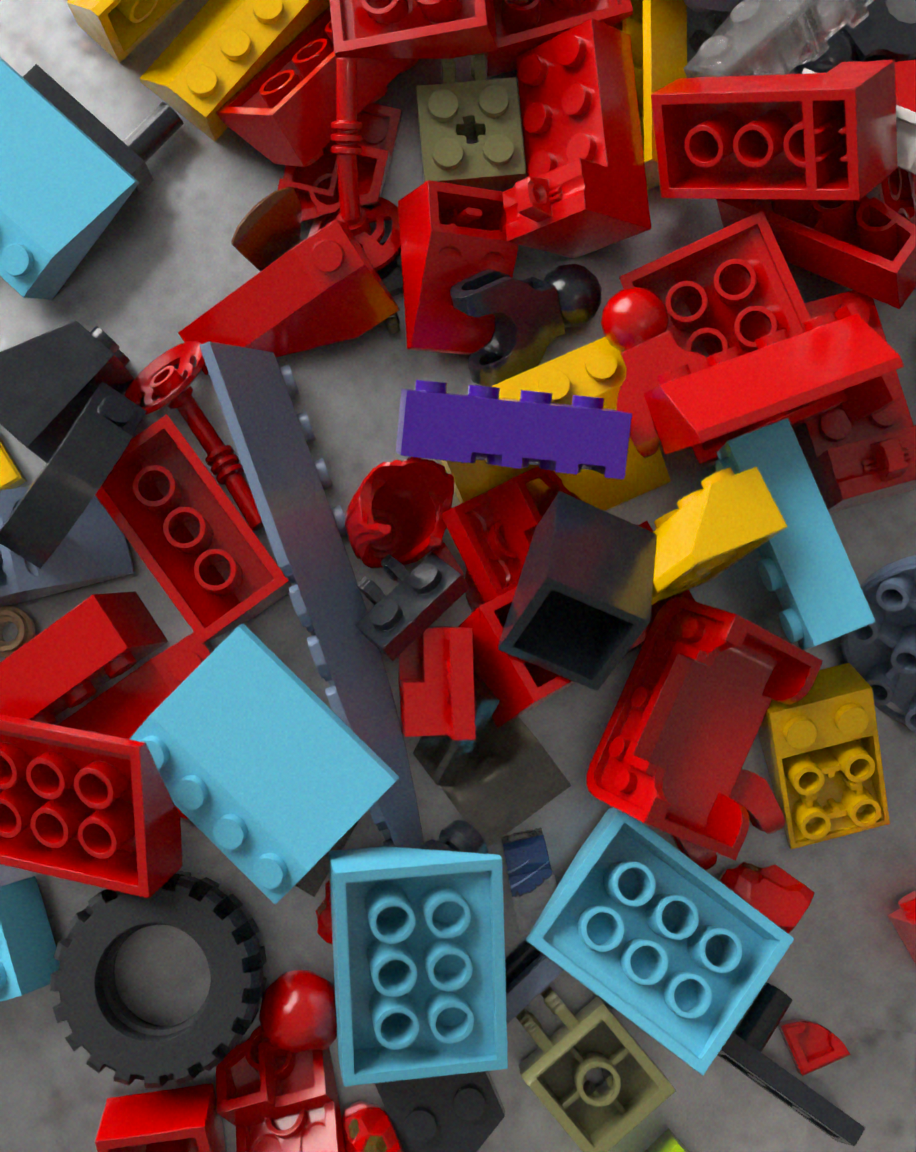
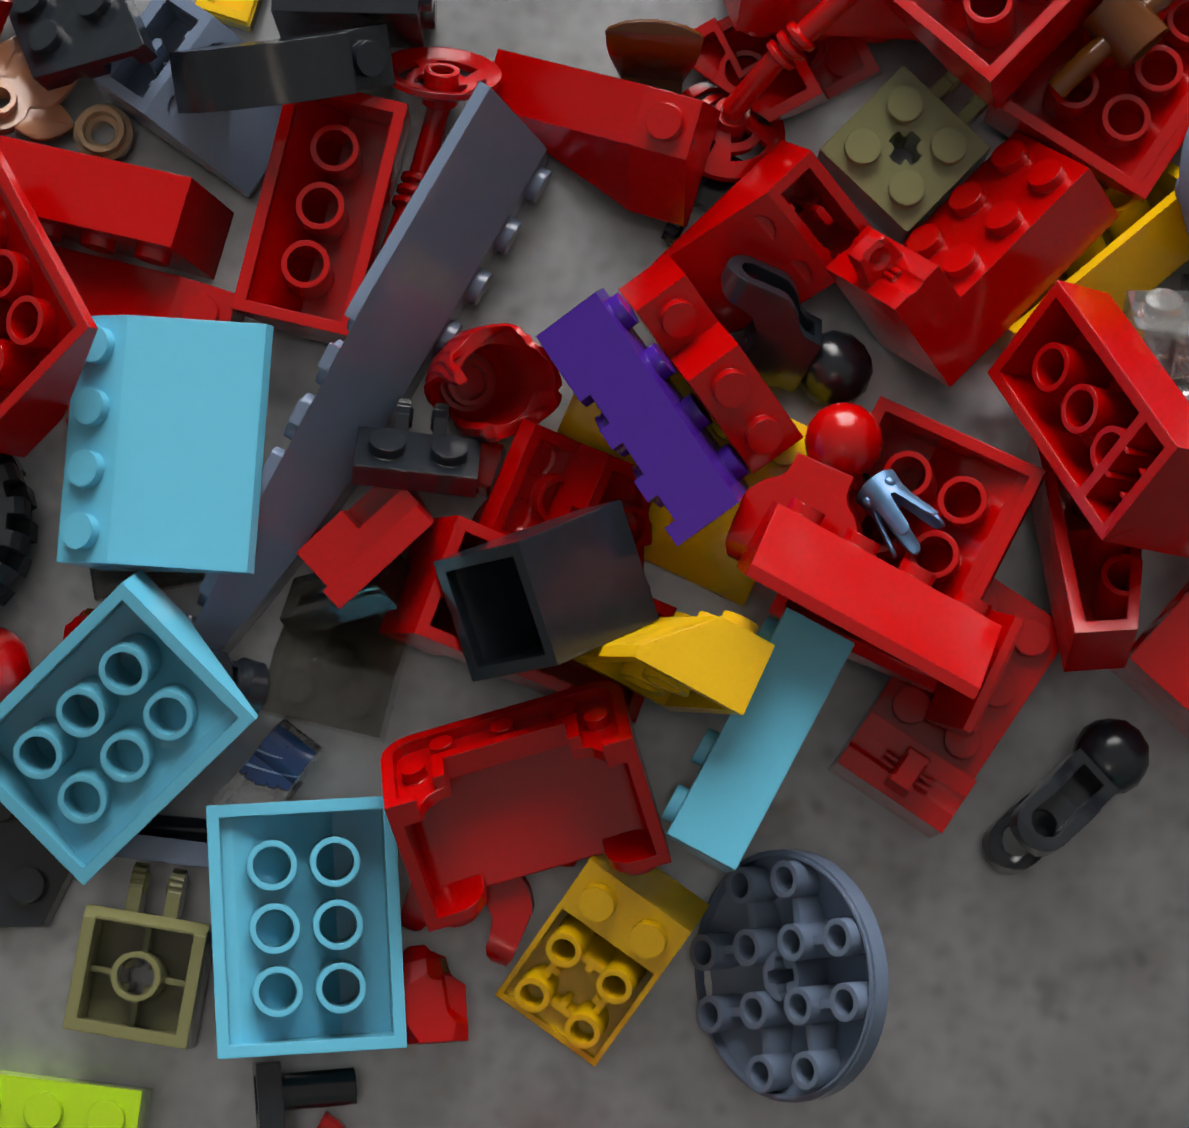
camera: 55 degrees right, 0 degrees up
(509, 360) = (711, 363): none -> red arch
(698, 324) = (882, 498): none -> flat silver piece

